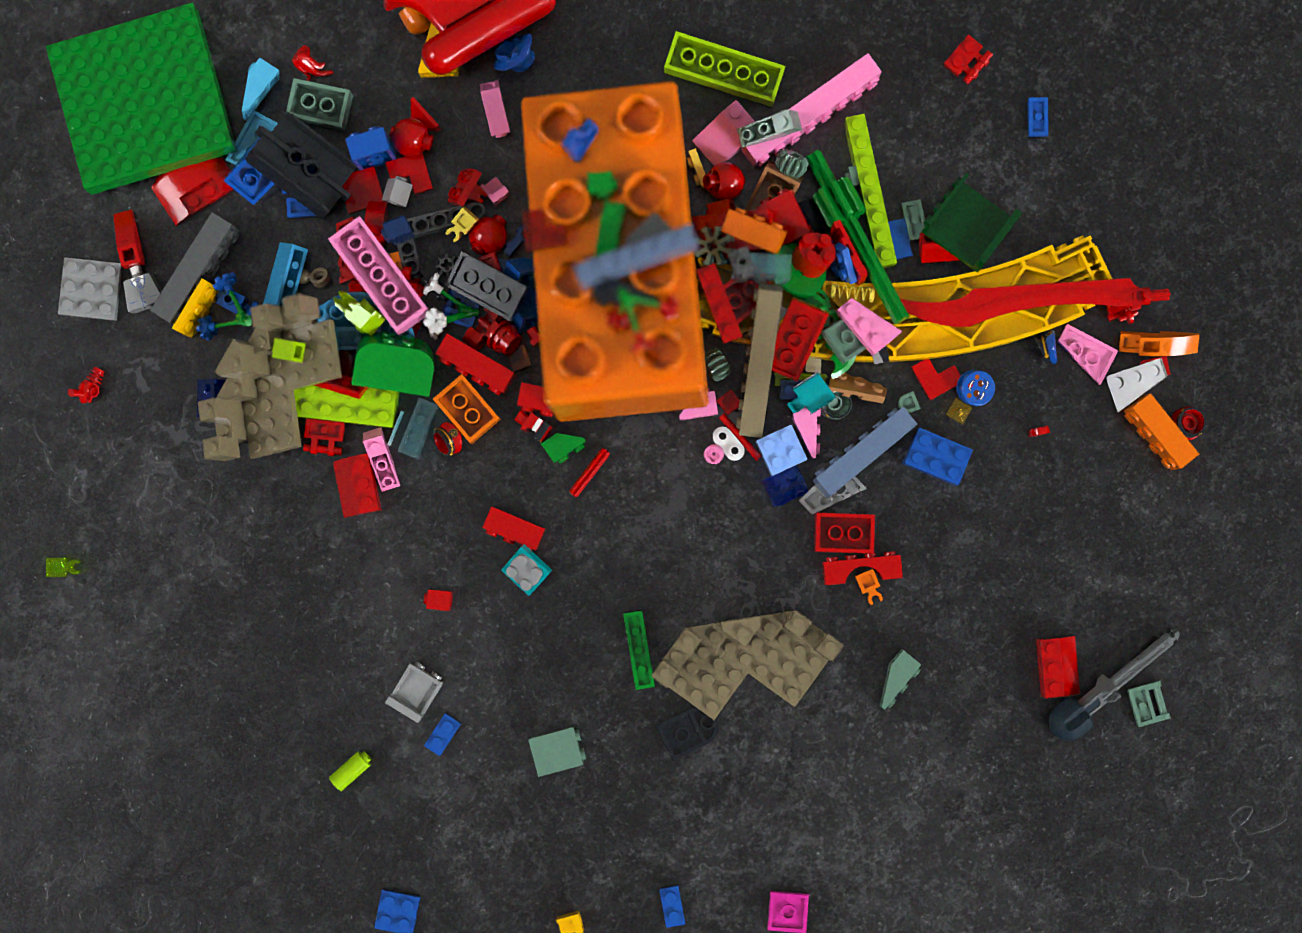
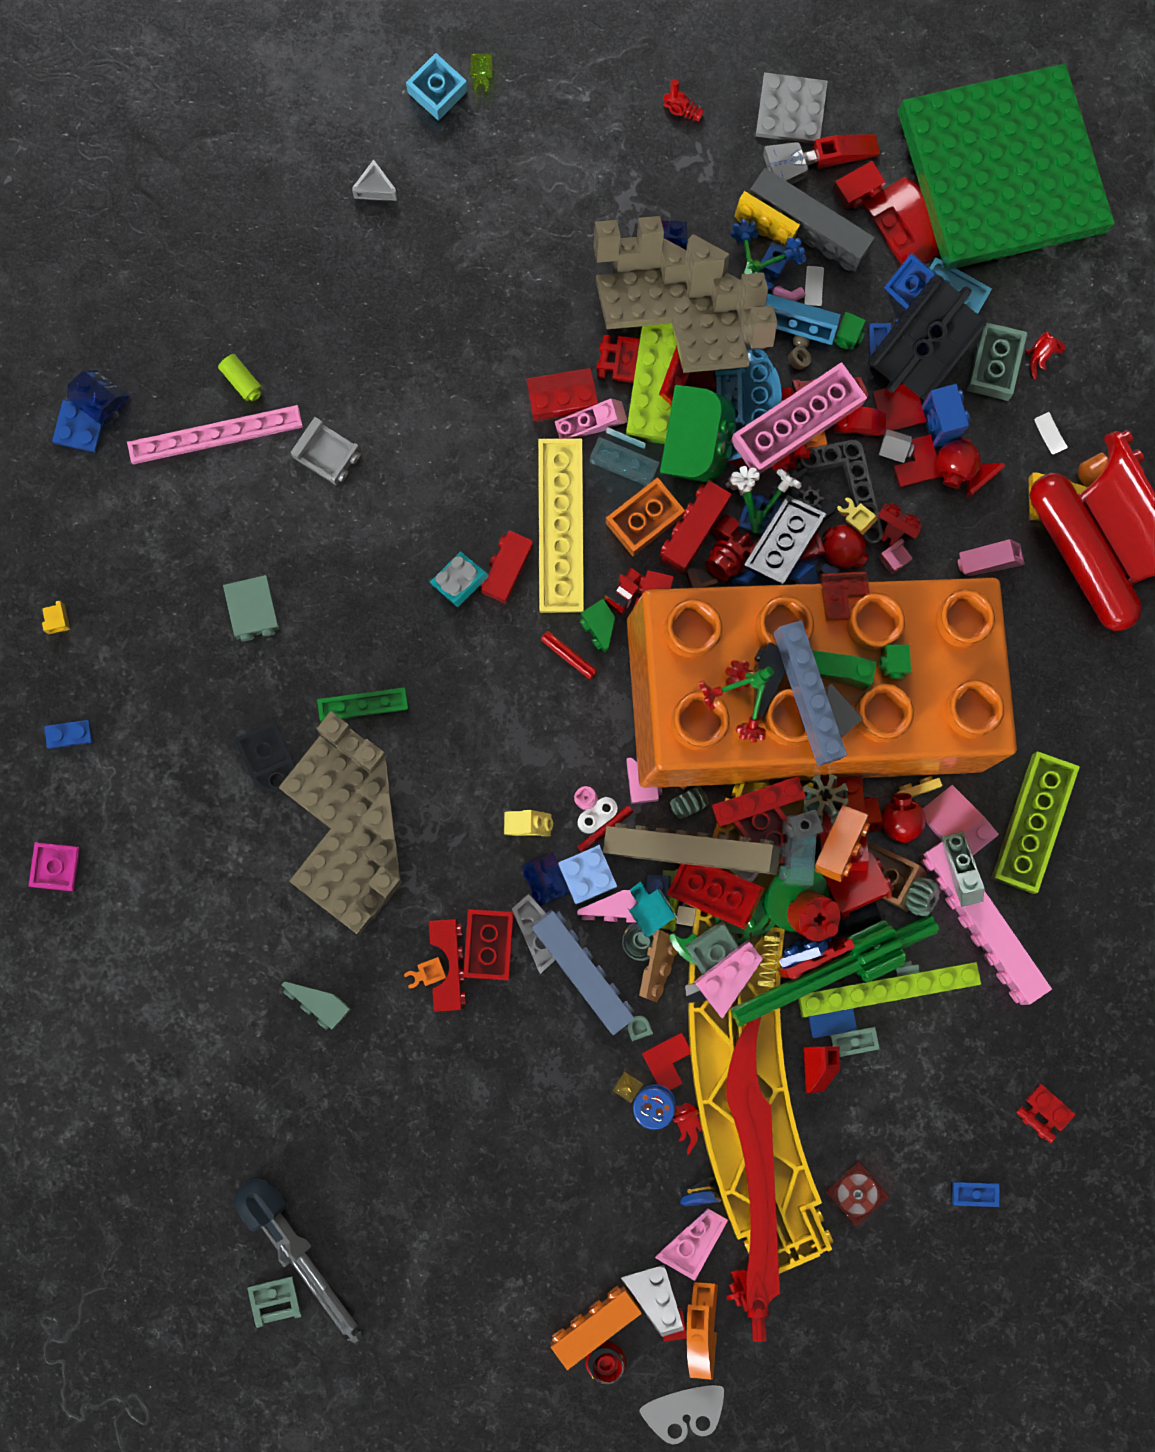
camera: 85 degrees right, 5 degrees down
(78, 606) = (437, 86): none -> medium azure brick
(161, 227) = (859, 185): none -> red brick
(171, 658) = (374, 185): none -> light grey slope
(253, 266) = (814, 285): none -> white sticker
(259, 82) = (1022, 295): medium azure slope -> none
(263, 283) = (795, 295): none -> bright pink arm
(288, 350) = (715, 315): lime brick -> none
(294, 233) = (849, 331): none -> green brick
(361, 313) = (755, 395): lime piece -> none
(369, 898) = (95, 395): none -> clear blue slope
(381, 58) = (1050, 433): none -> white sticker
(397, 230) = (850, 442): dark blue brick -> none
(401, 791) = (215, 434): none -> bright pink tile
(438, 599) = (429, 480): red brick -> none
(442, 734) = (276, 481): blue plate -> none
(447, 439) = (611, 494): piece -> none
(475, 482) = (560, 526): none -> light yellow plate
(514, 54) = (1053, 582): blue hat -> none
(579, 140) = (947, 637): blue tile -> none
(728, 402) = (645, 816): red tile -> none
(738, 503) = (527, 823): none -> light yellow pin
(937, 456) = (574, 1058): blue brick -> none
(968, 224) = (848, 1104): dark green panel -> none
(985, 359) = (688, 1120): none -> red piece
(1039, 431) = (601, 1182): red tile -> none
(1041, 216) = (857, 1194): none -> clear red piece
(1057, 666) = (322, 1194): red slope -> none
(1221, 367) = (671, 1408): none -> light grey piece

